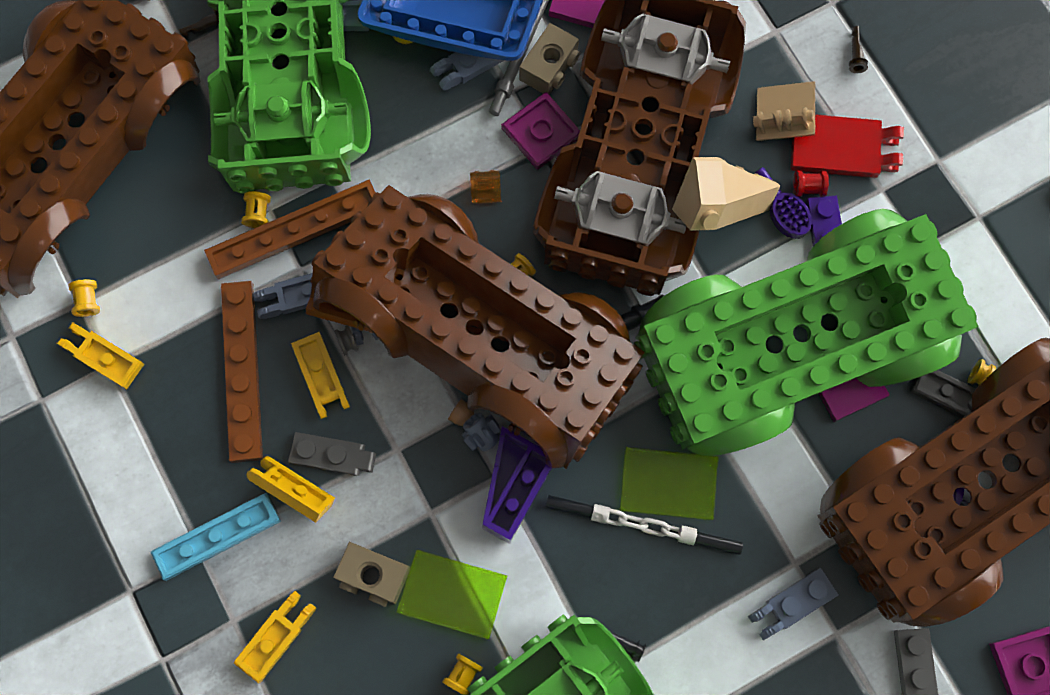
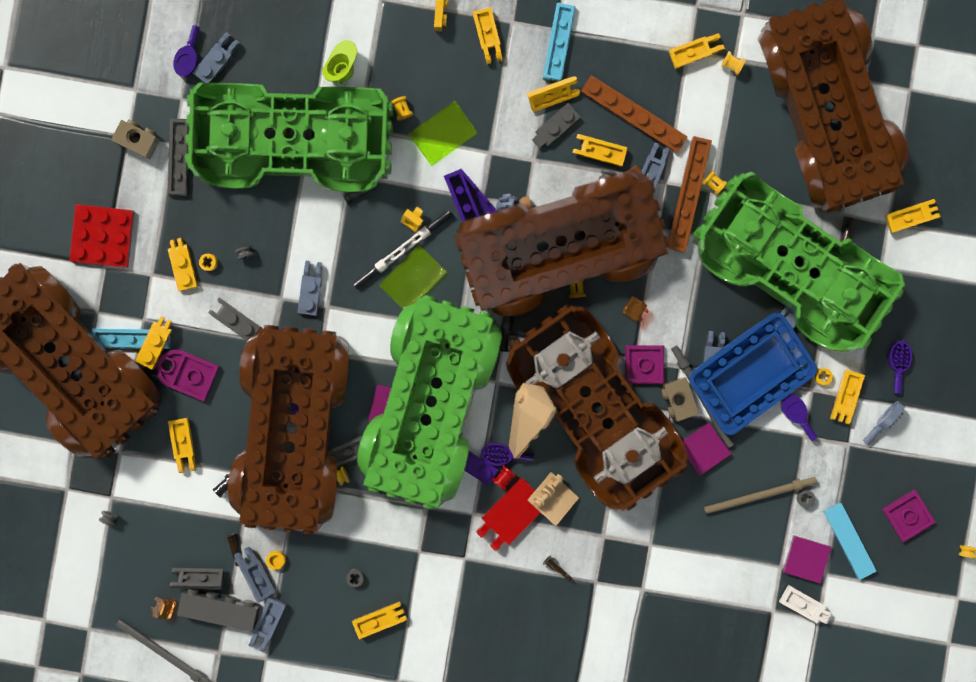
camera: 130 degrees right, 15 degrees up
(359, 559) = (475, 111): dark tan brick -> none
(597, 540) = (413, 219): none -> yellow tile

